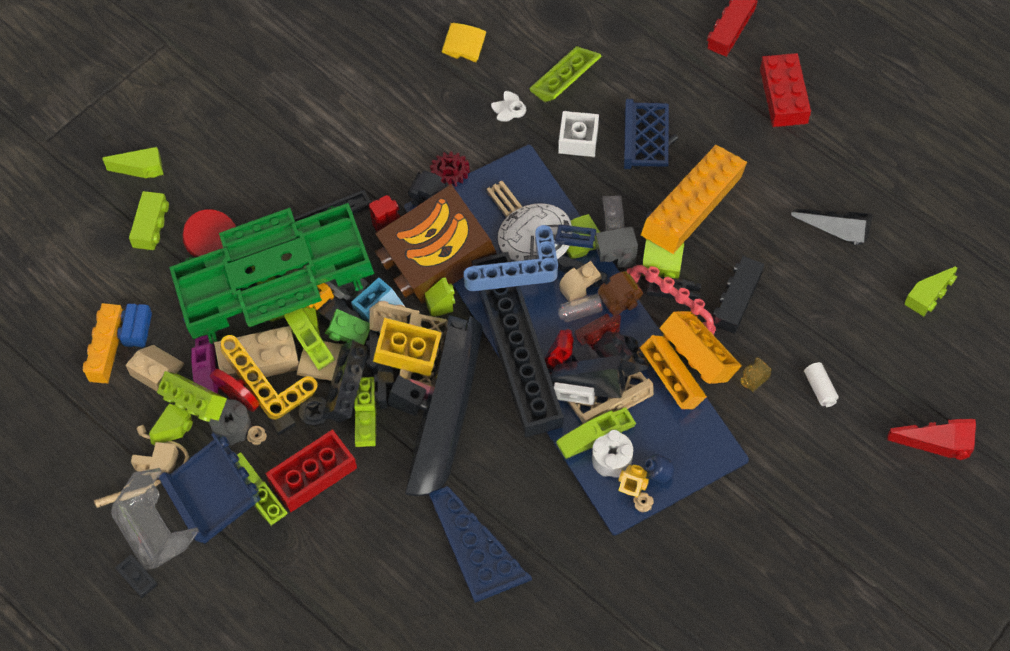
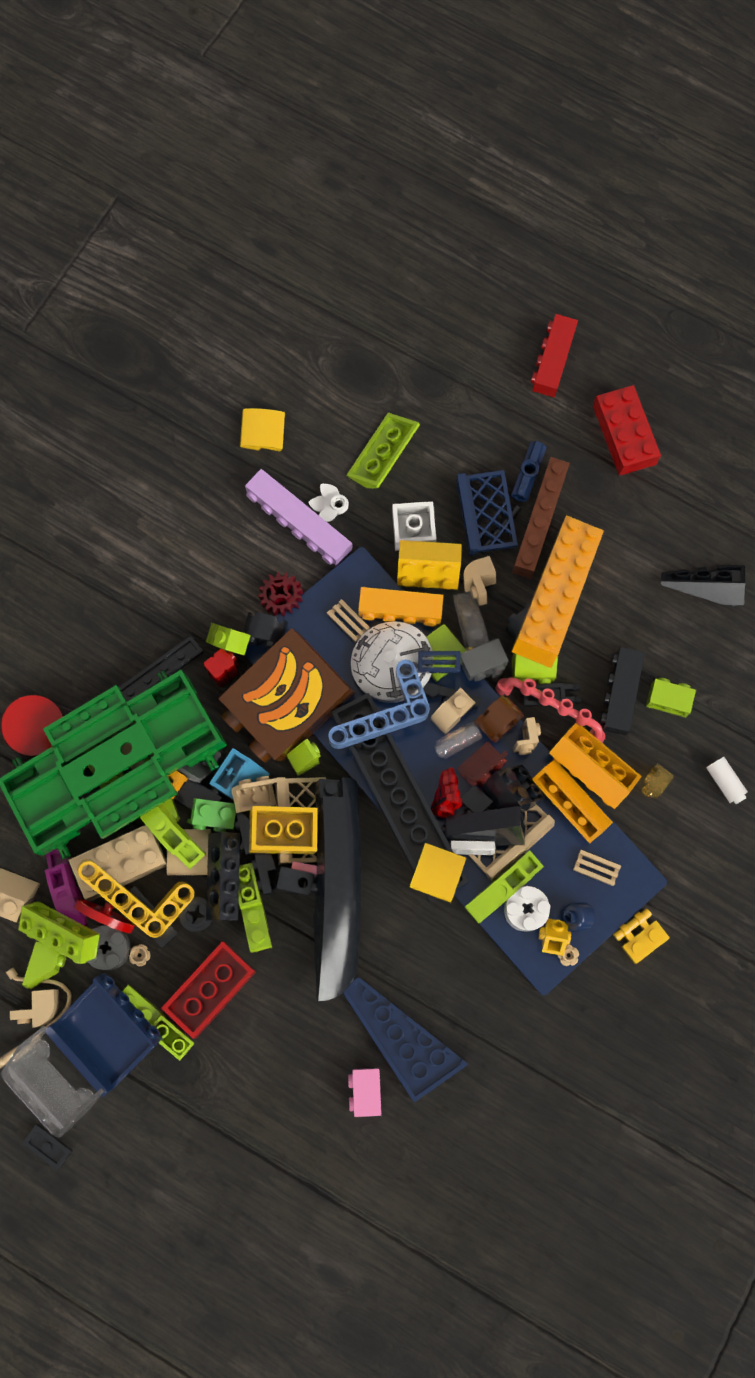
camera: 15 degrees left, 15 degrees up
(396, 189) = (227, 639): none -> lime slope
(432, 582) = (365, 1091): none -> bright pink brick
(479, 113) = (298, 517): none -> lavender brick
(536, 402) = (438, 872): none -> yellow slope
(552, 191) = (401, 606): none -> light orange brick
(584, 164) = (429, 564): none -> yellow brick
(628, 182) = (478, 576): none -> tan brick
(640, 316) = (530, 731): none -> tan bracket
(675, 421) = (614, 874): none -> tan tile
(690, 108) = (531, 461): none -> dark blue piece
(694, 144) = (541, 518): none -> copper brick
(718, 507) = (645, 941): none -> yellow plate
(782, 308) = (671, 697): none -> lime brick

